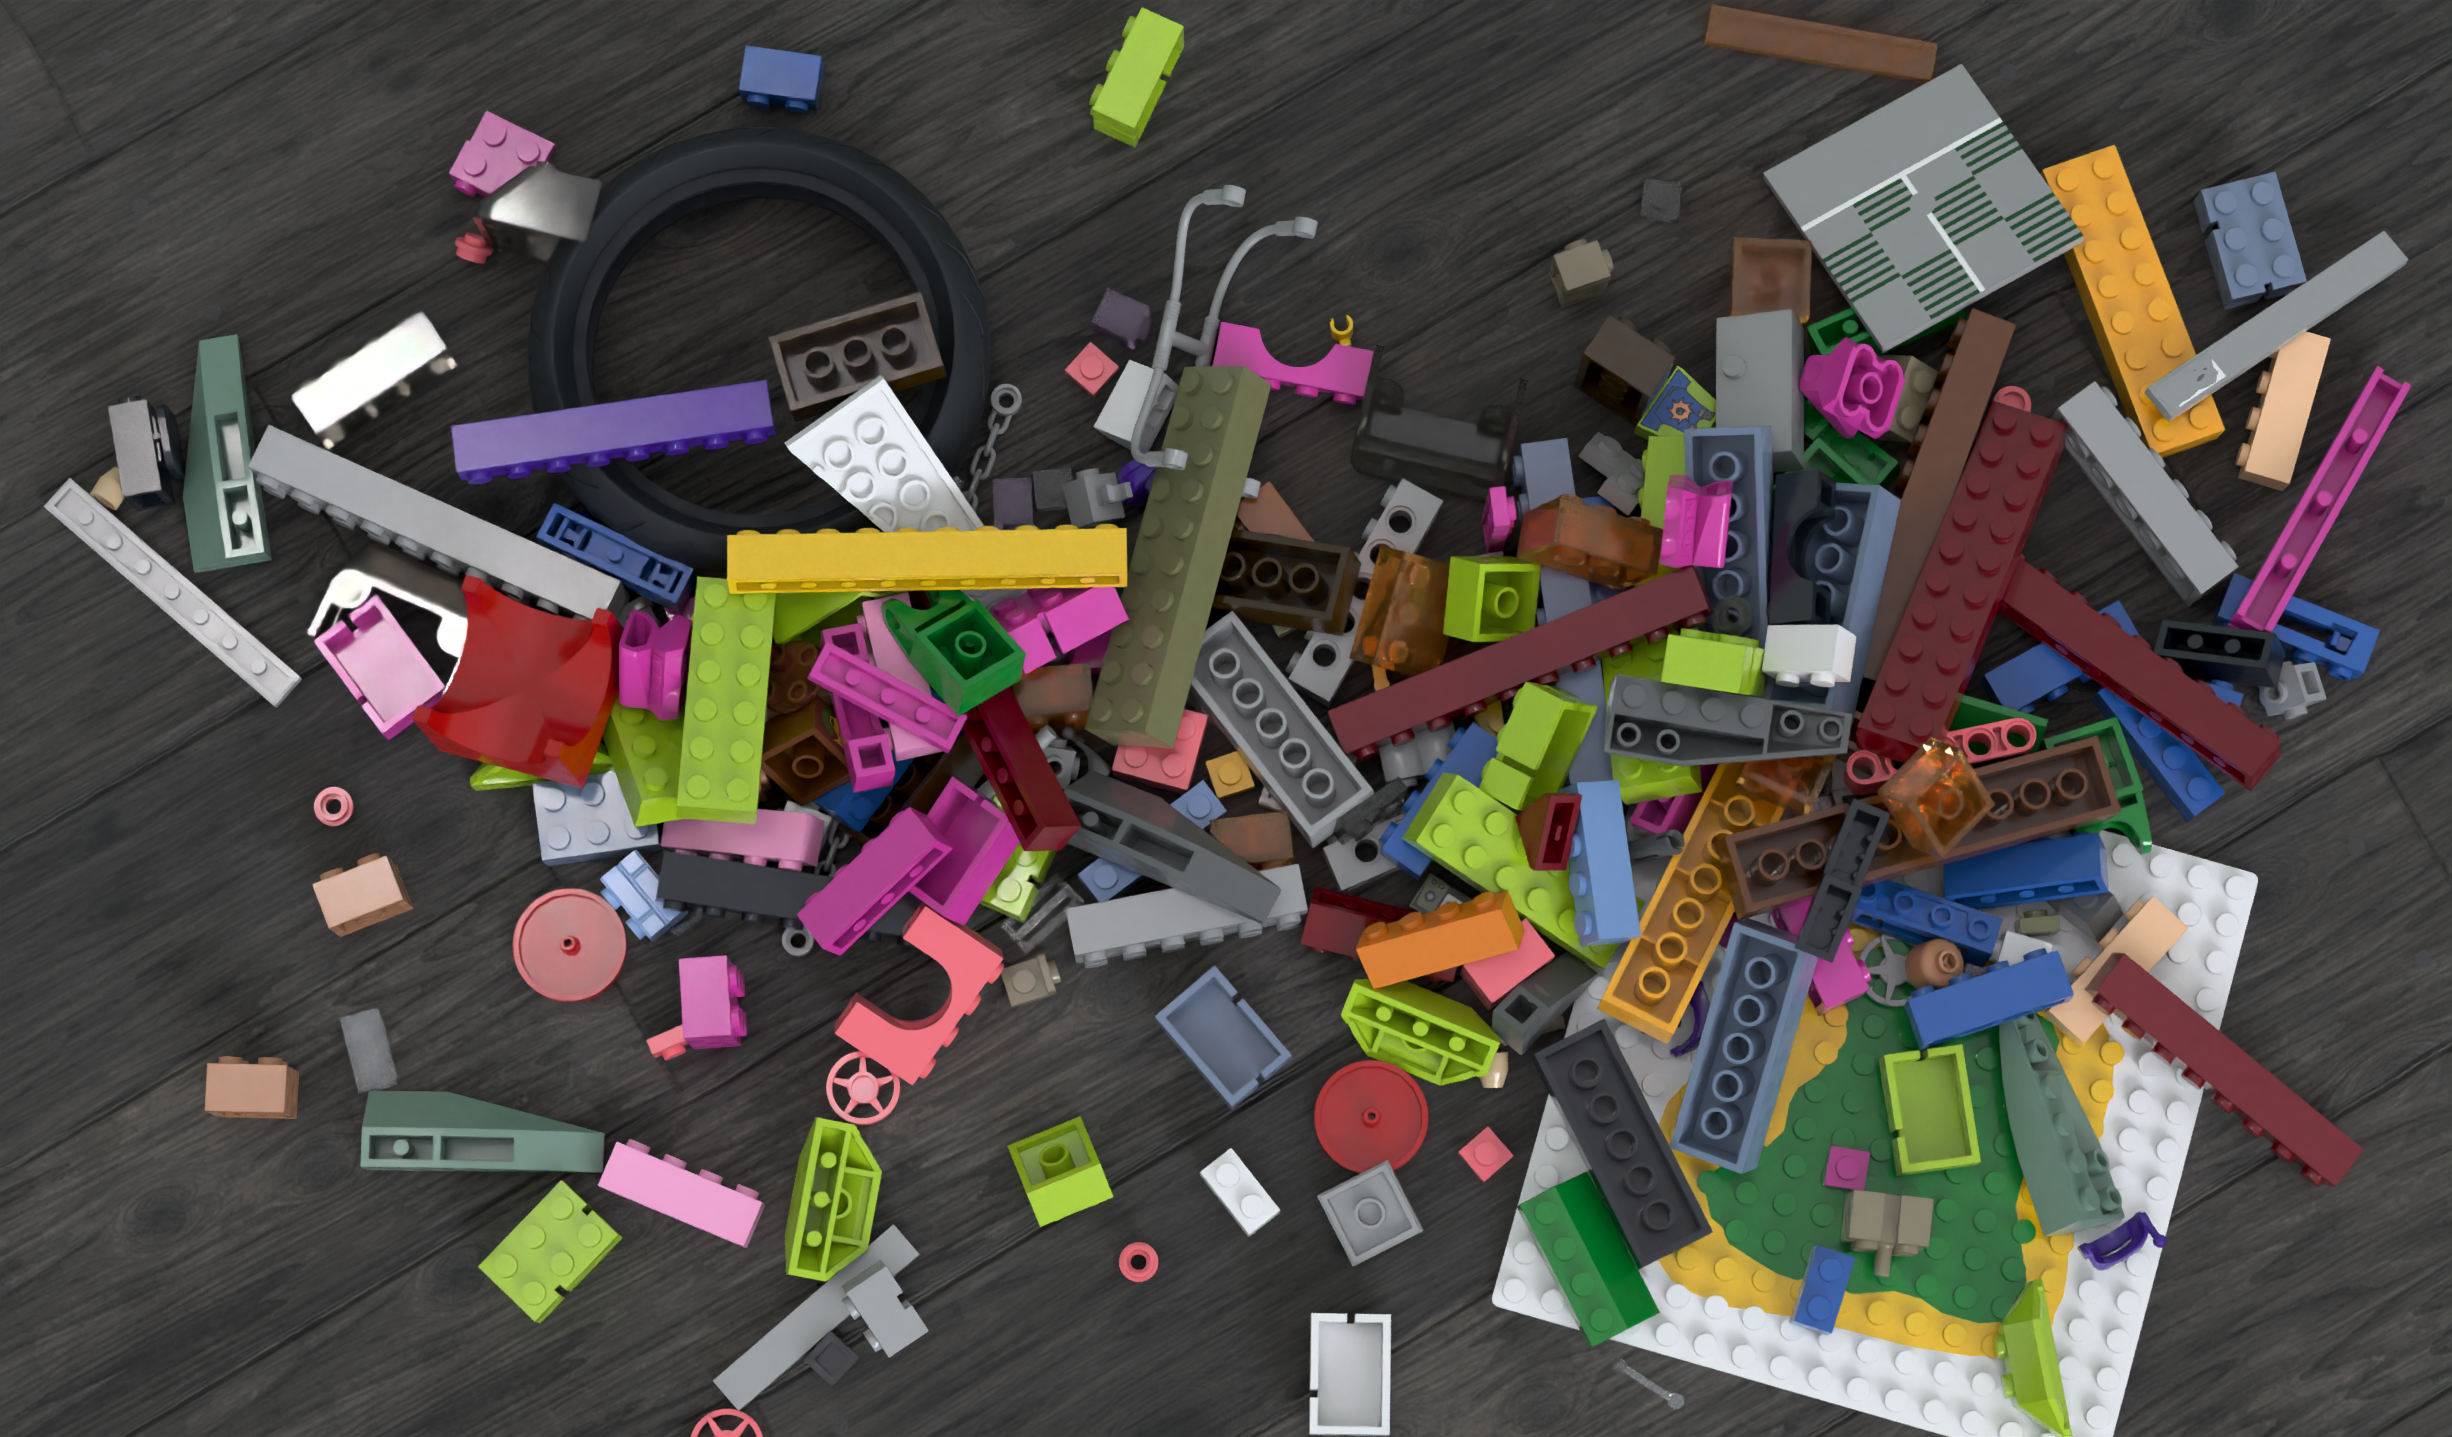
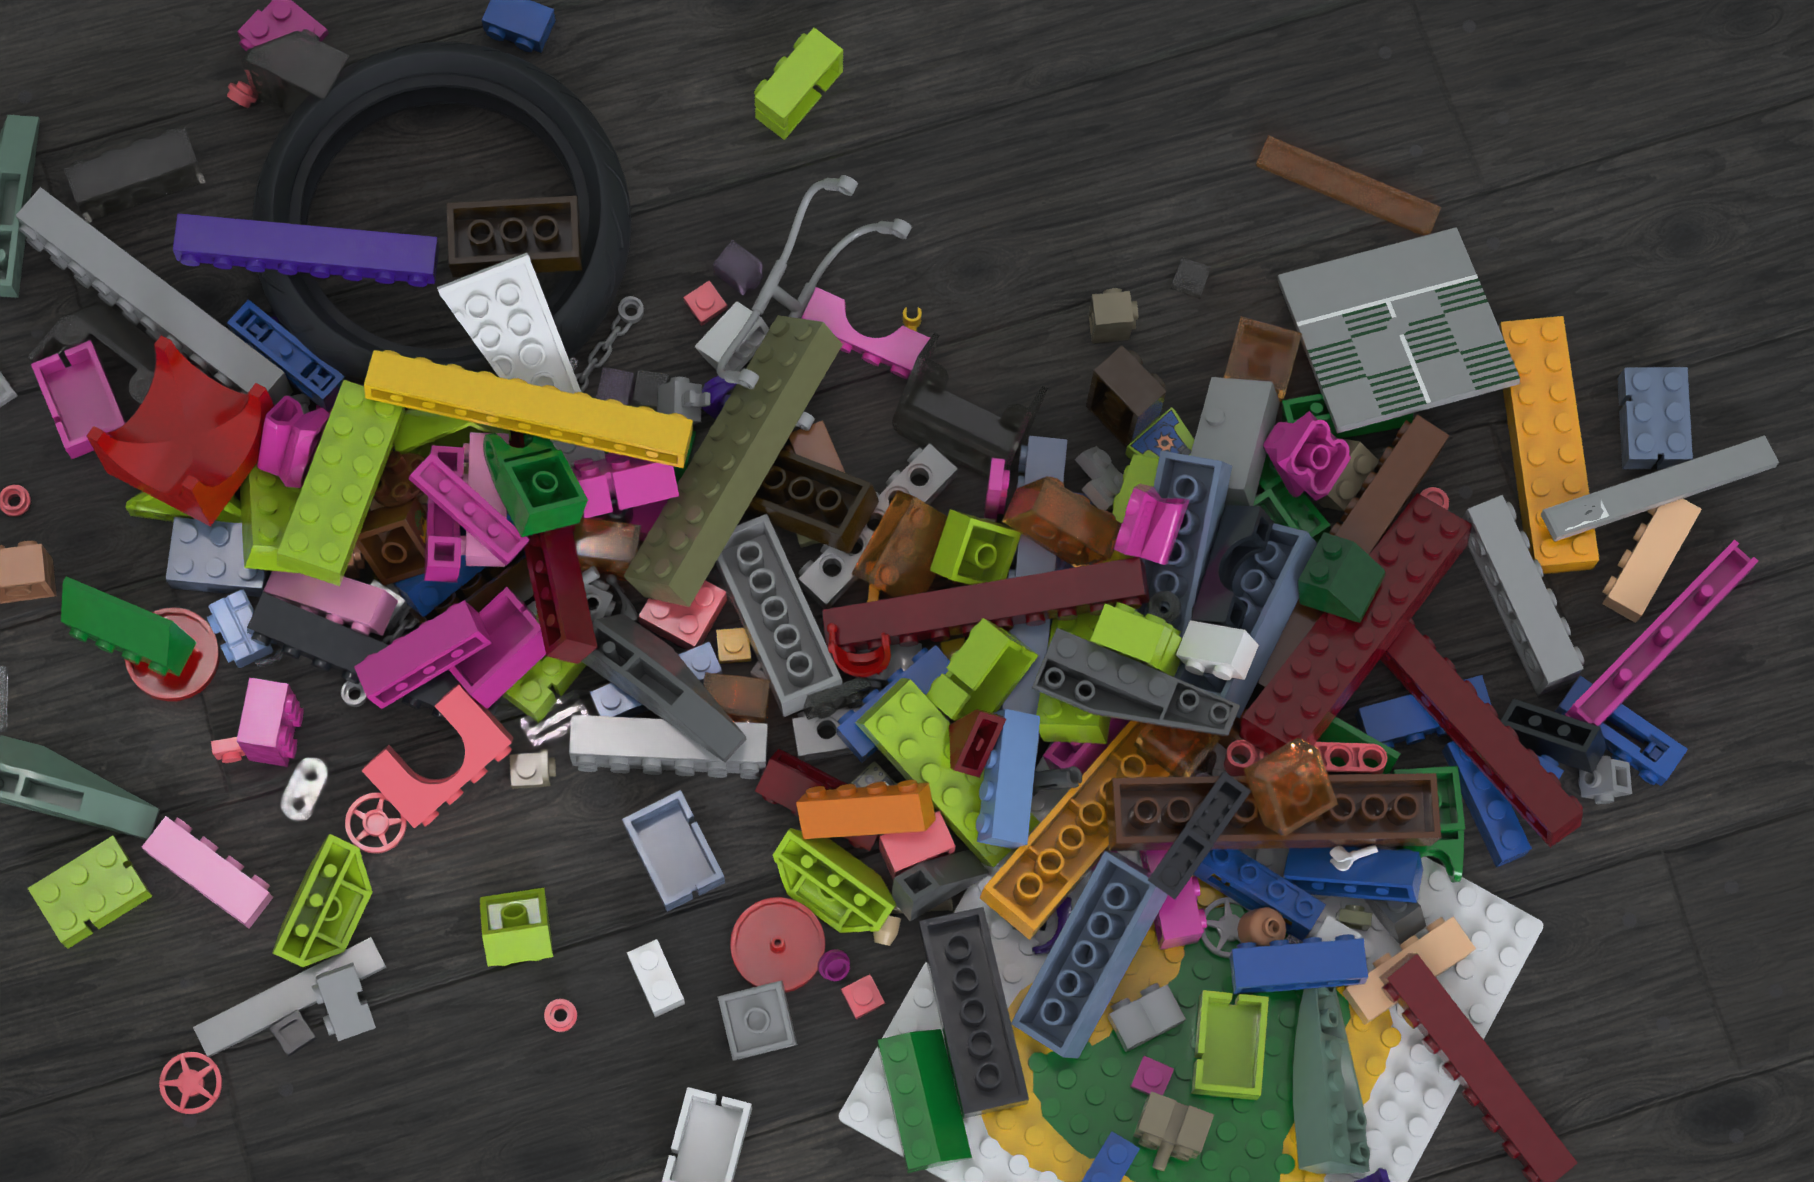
camera: 10 degrees right, 5 degrees down
(509, 931) = (124, 628): none -> green slope
(769, 1069) = (301, 789): none -> clear plate
(1388, 765) = (860, 664): none -> red helmet
(1443, 1126) = (834, 965): none -> magenta plate
(1822, 1100) = (1145, 1017): none -> light grey brick
(1931, 531) = (1340, 578): none -> dark green slope
(2012, 863) = (1343, 860): none -> white hand

